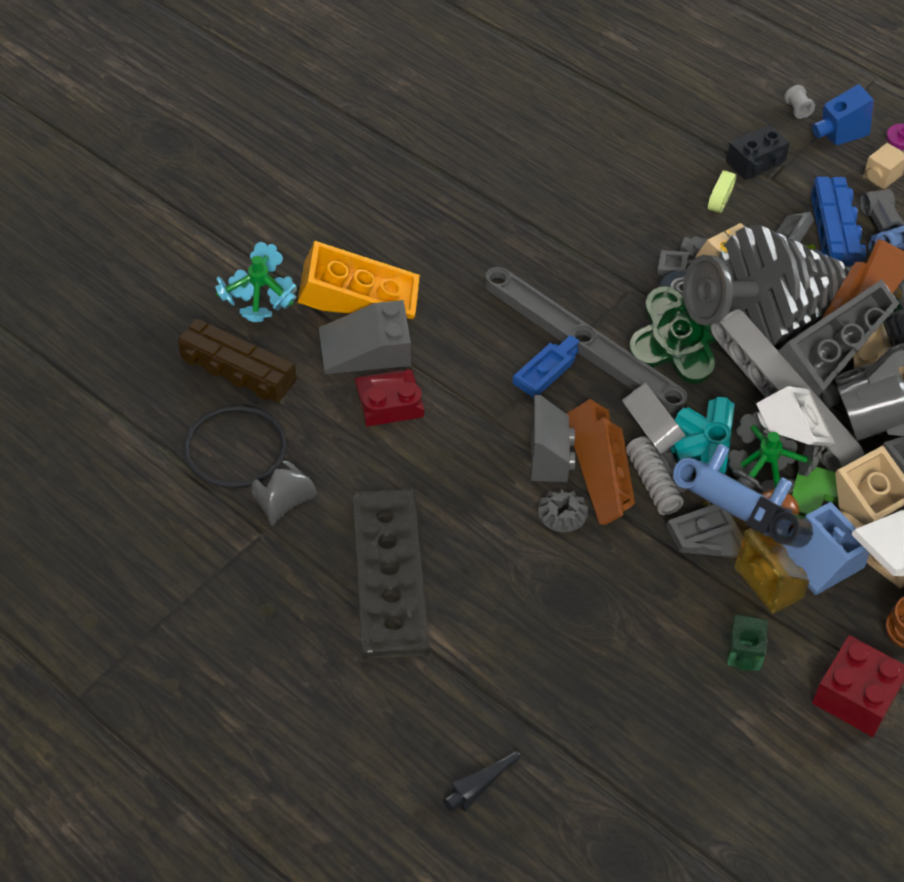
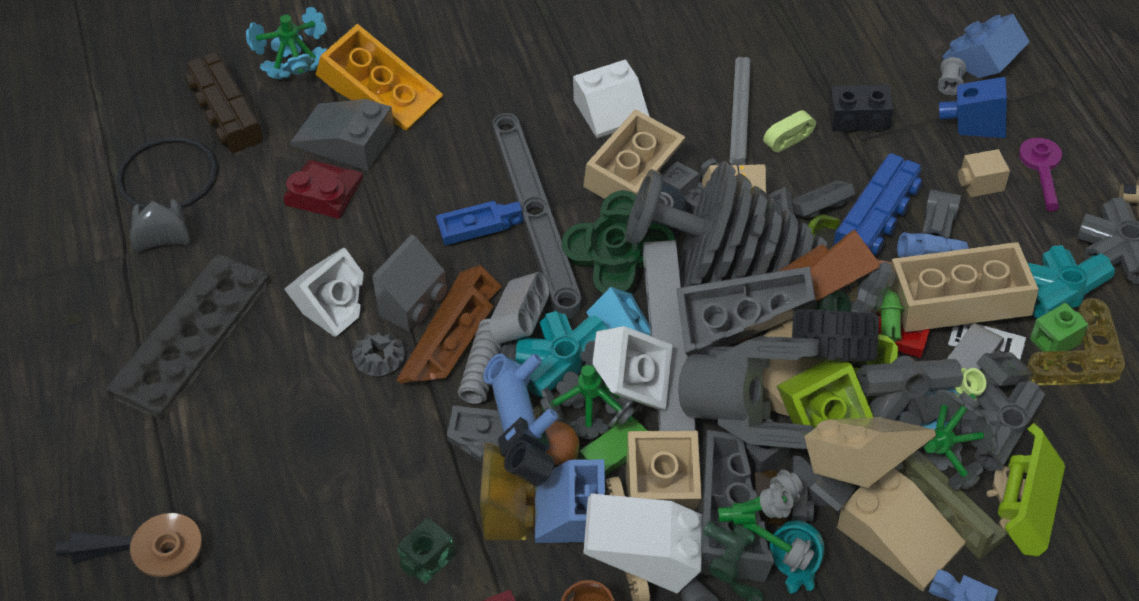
camera: 35 degrees right, 0 degrees up
(480, 480) = (329, 292): none -> white slope
(543, 737) = (160, 534): none -> medium nougat dish
(564, 221) = (608, 96): none -> white slope
(632, 261) = (630, 154): none -> tan slope
(669, 191) = (740, 111): none -> light grey axle
(719, 385) = (619, 309): none -> medium azure panel
(806, 65) = (989, 45): none -> medium blue slope

